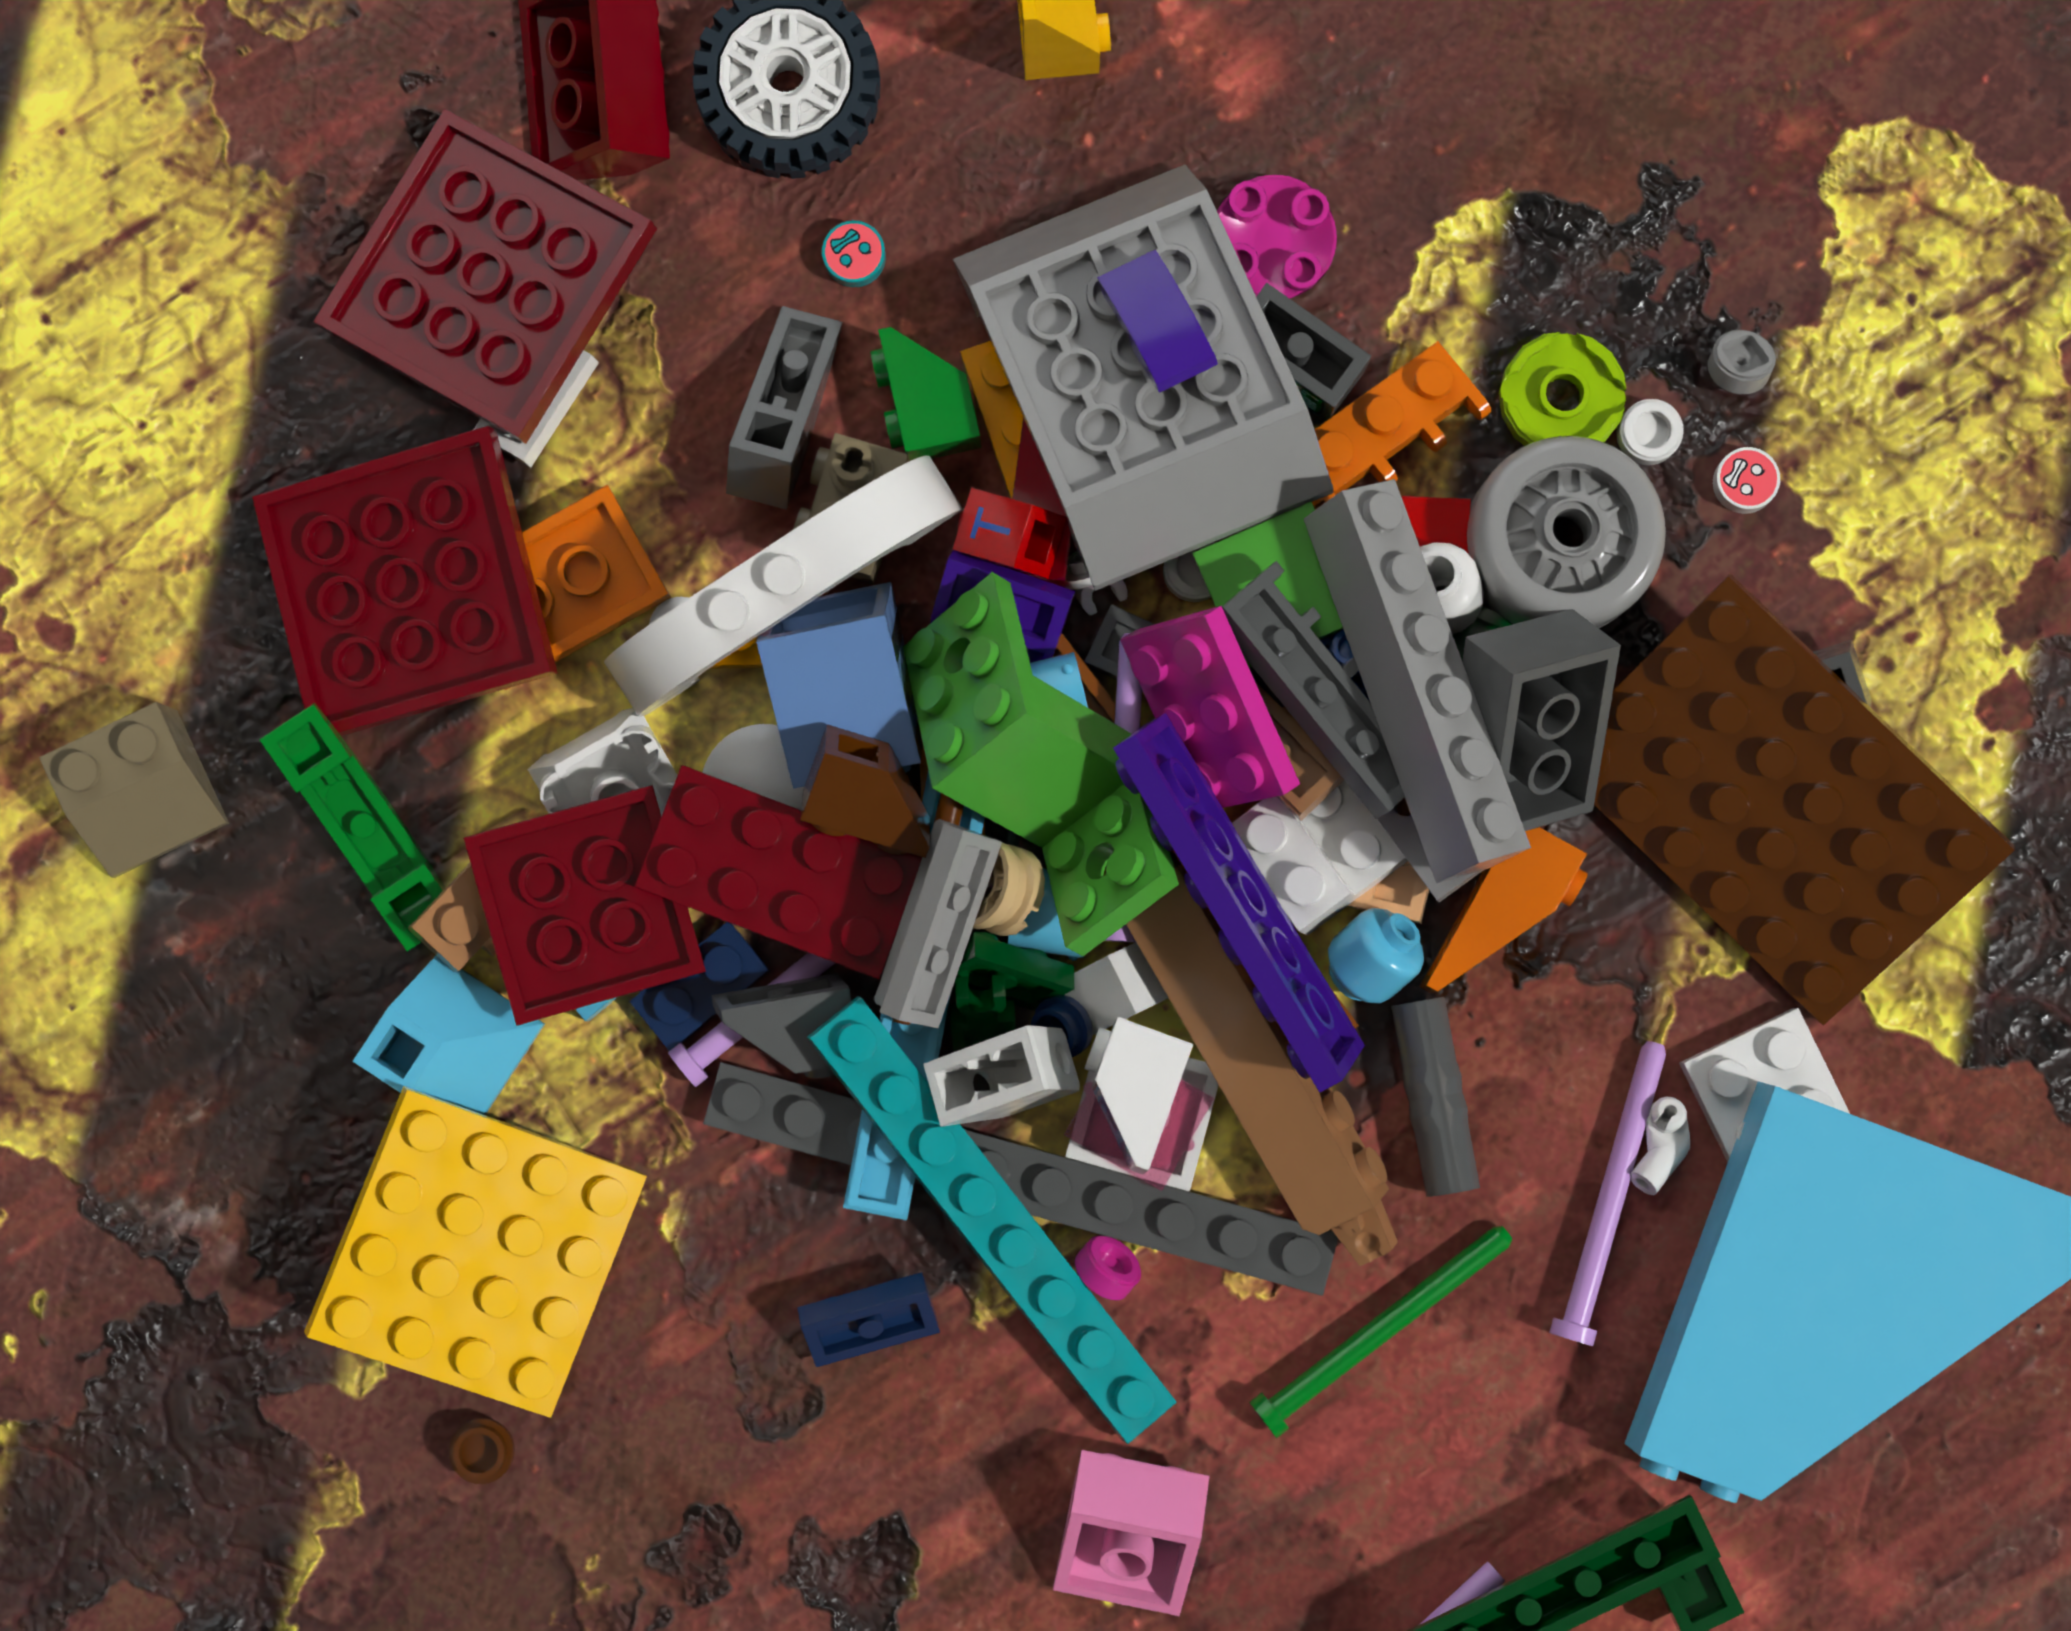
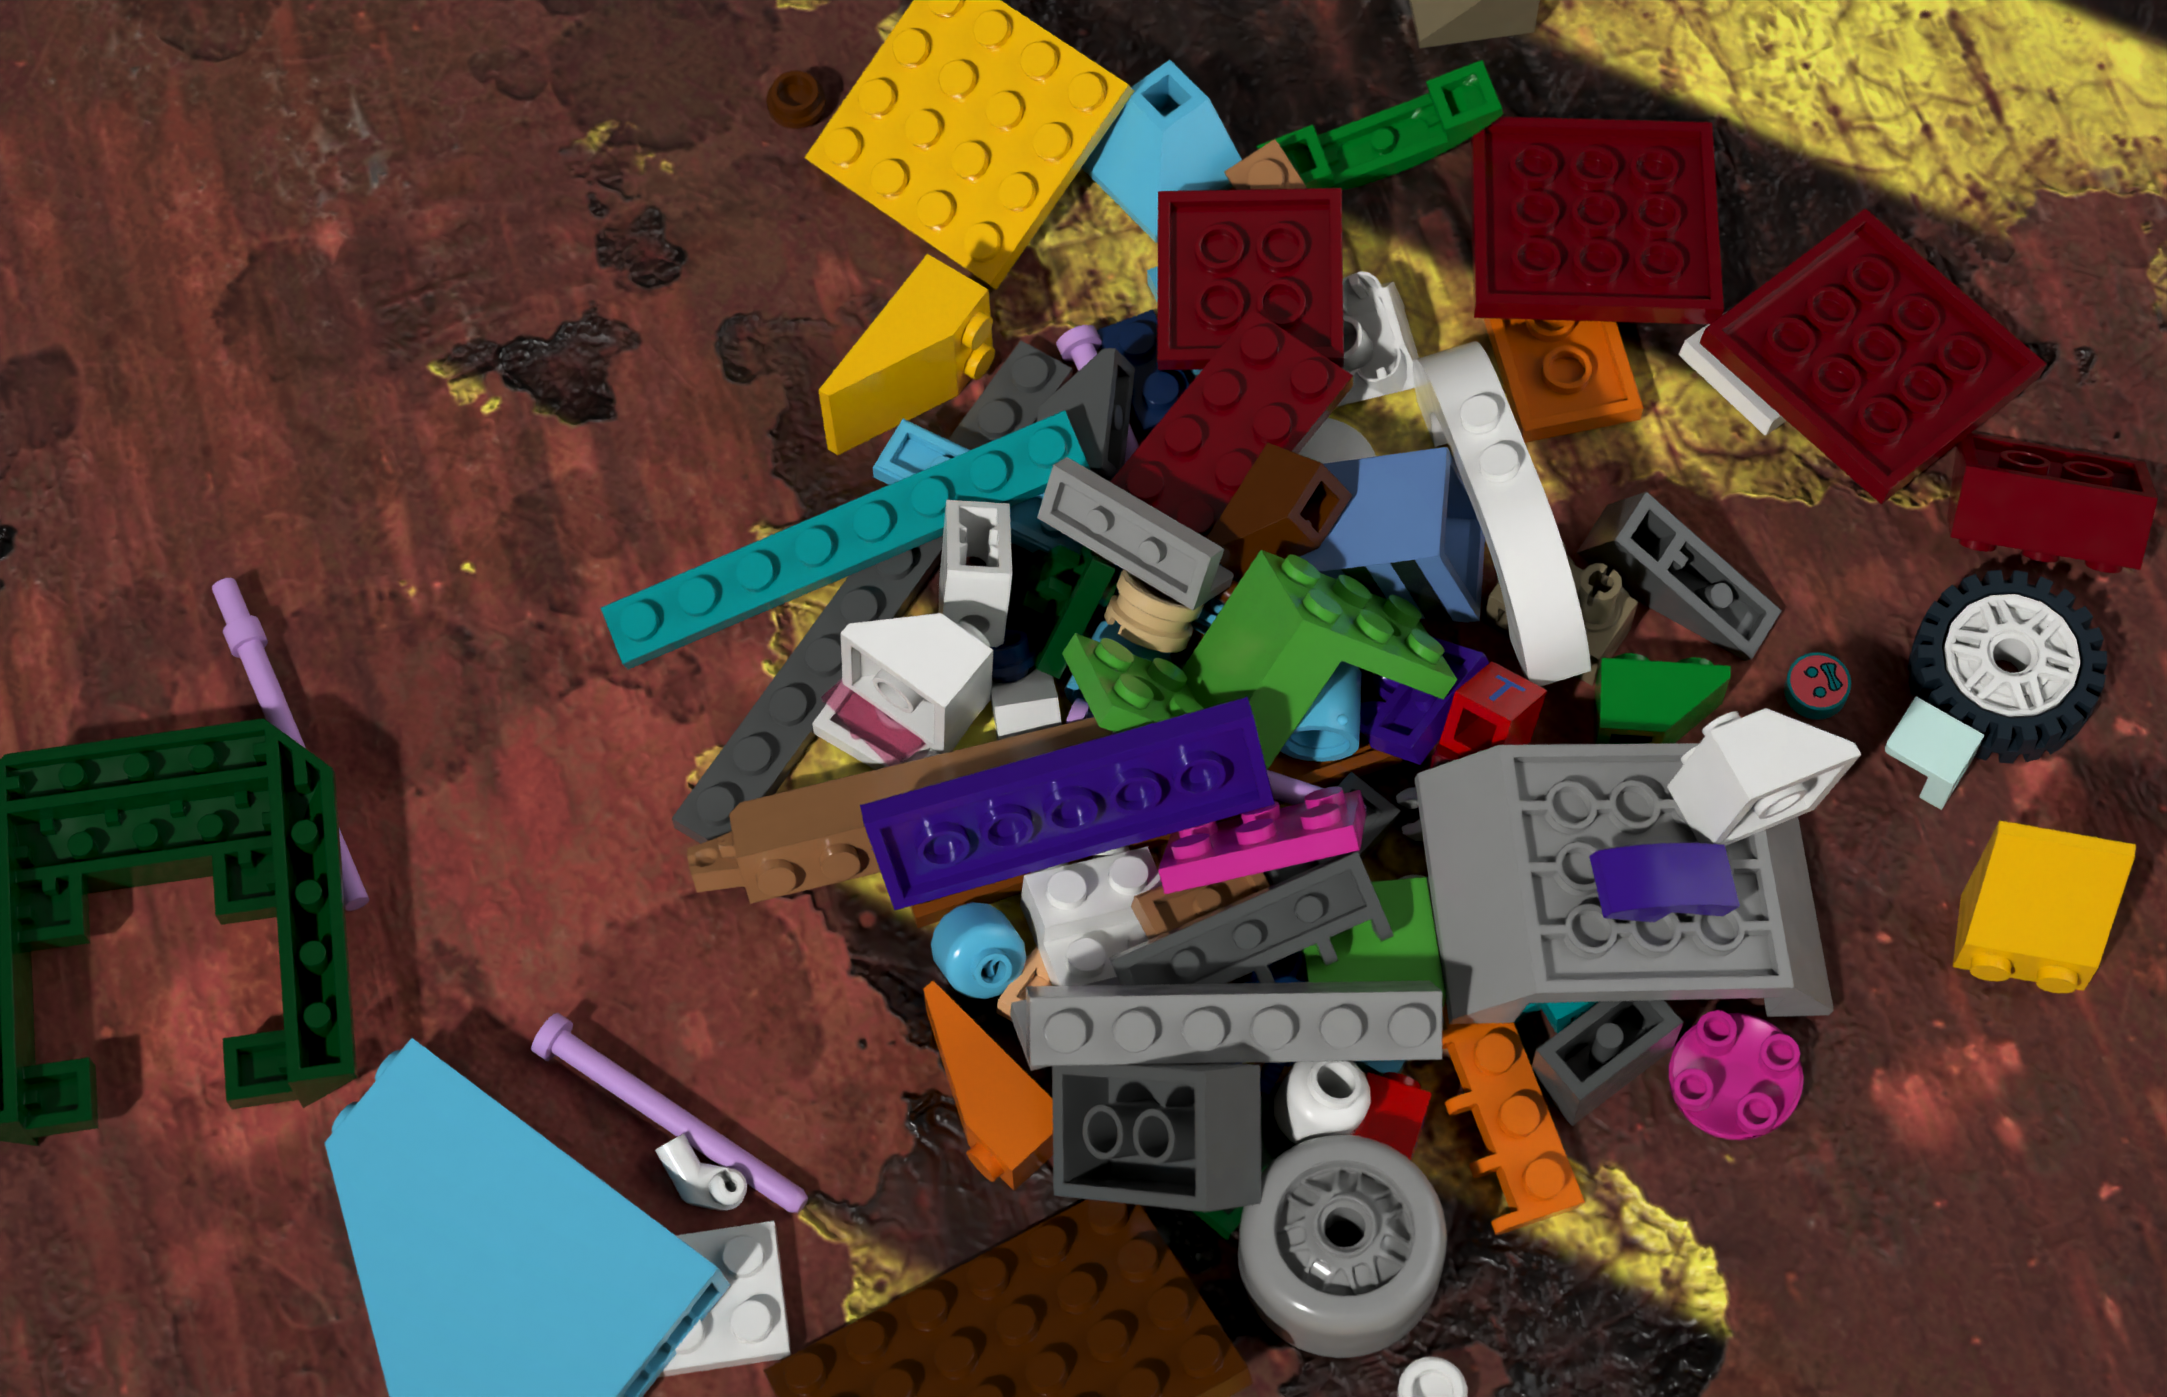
camera: 105 degrees right, 20 degrees down
(760, 1216) = (910, 356): none -> yellow slope
(868, 1319) = (794, 426): dark blue plate -> none
(900, 126) = (1935, 747): none -> light aqua panel
(1039, 259) = (1756, 774): none -> white slope
(1108, 1267) = (767, 635): dark pink tile -> none
(1131, 1532) = (522, 589): bright pink slope -> none
(1379, 1330) = (581, 746): green bar -> none
(1435, 1097) = (823, 973): dark grey axle -> none
(1569, 358) = (1488, 1355): lime tile -> none

